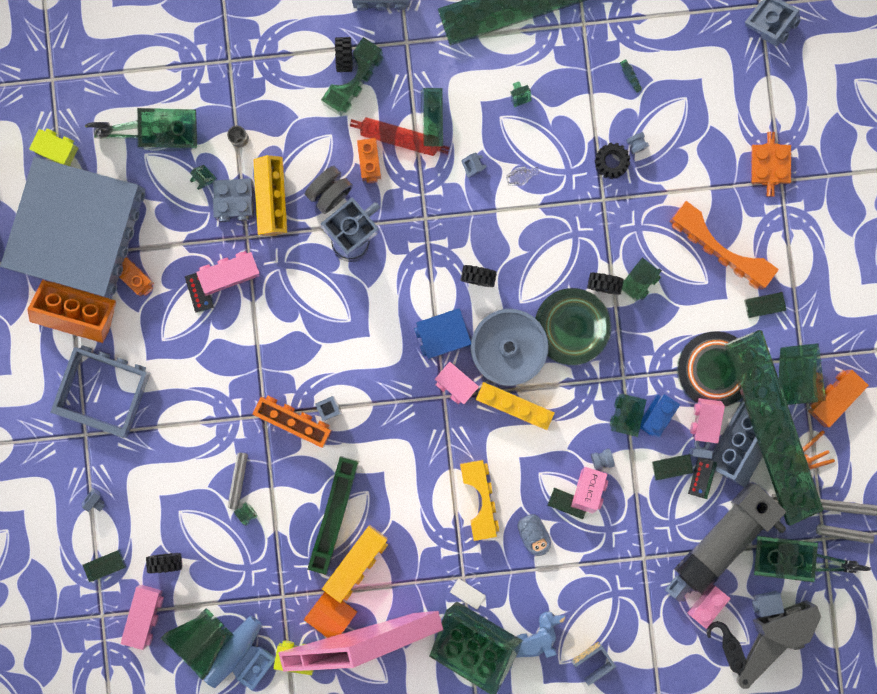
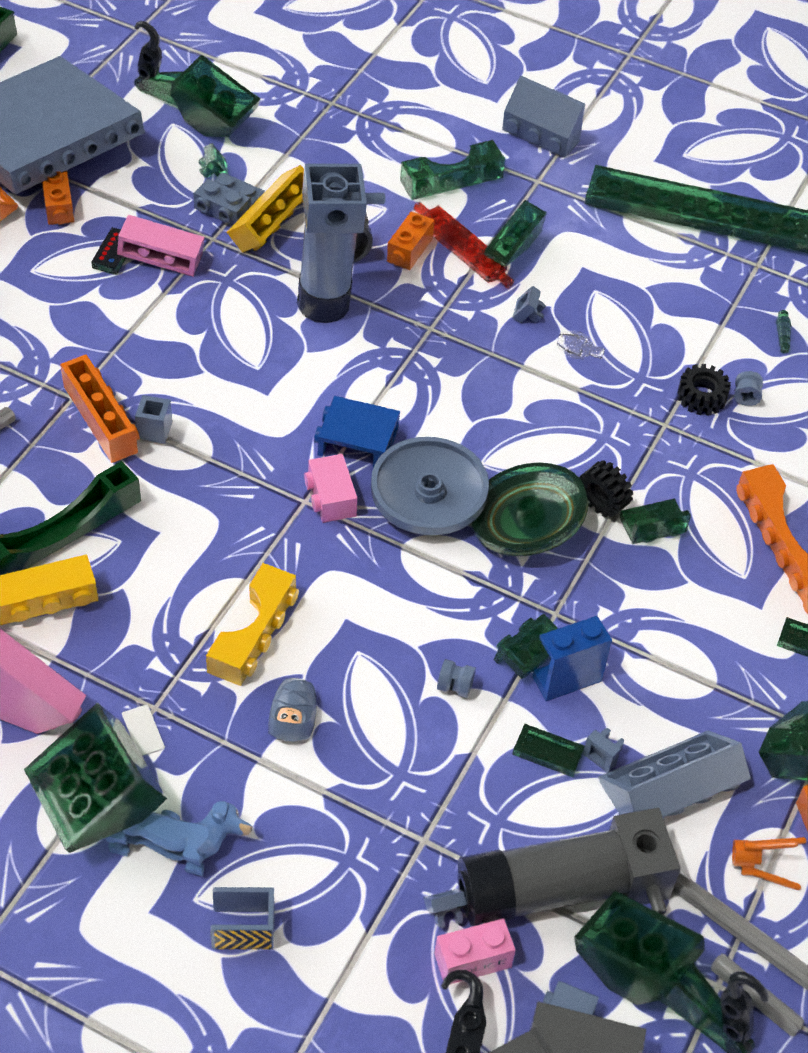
camera: 30 degrees right, 35 degrees down
(53, 147) = (88, 60): neon yellow brick -> none
(234, 134) = (283, 151): dark grey wheel -> none
(343, 54) = (458, 141): black tyre -> none
(478, 276) = (449, 396): black tyre -> none
(515, 406) = (404, 571): yellow arch -> none
(520, 94) = (634, 277): clear green tile -> none
(562, 501) = (369, 705): clear green tile -> none
(589, 490) = (410, 696): bright pink brick -> none
(702, 478) = (583, 783): black tile -> none
(706, 369) = (691, 674): dish -> none
(707, 420) = (639, 713): bright pink brick -> none
(774, 427) = (729, 763): clear green plate -> none

